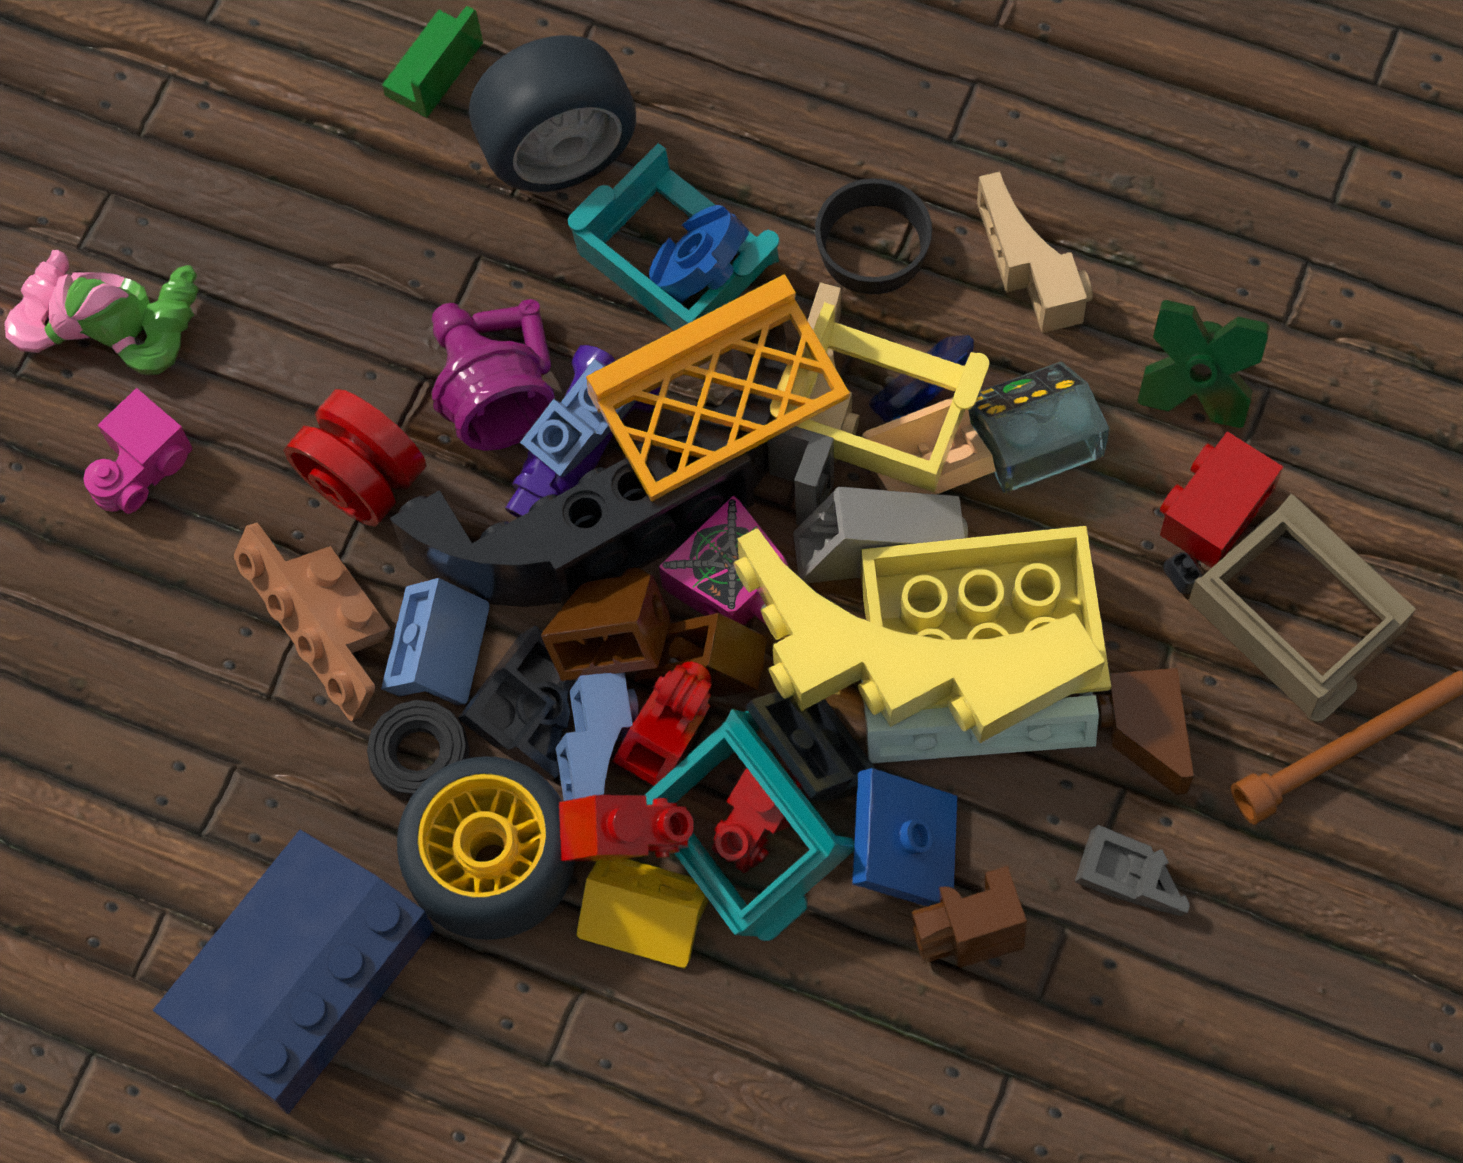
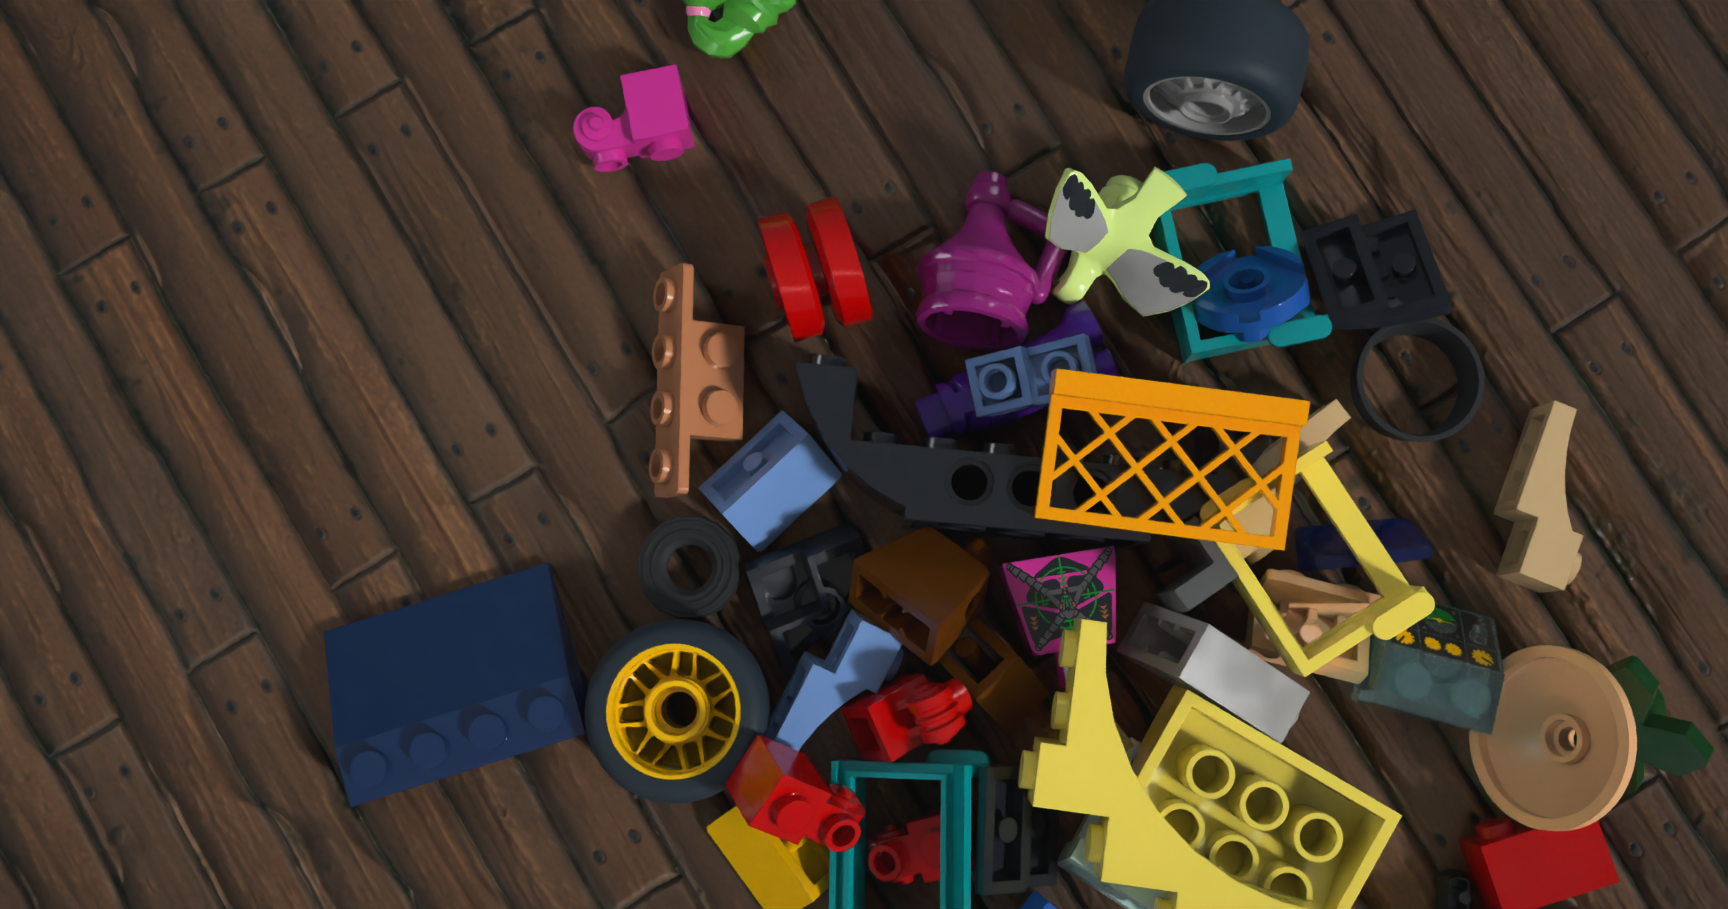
camera: 30 degrees right, 15 degrees up
(569, 286) = (1112, 239): none -> animal
(785, 181) = (1376, 272): none -> black slope
(1153, 399) = (1531, 755): none -> light nougat dish

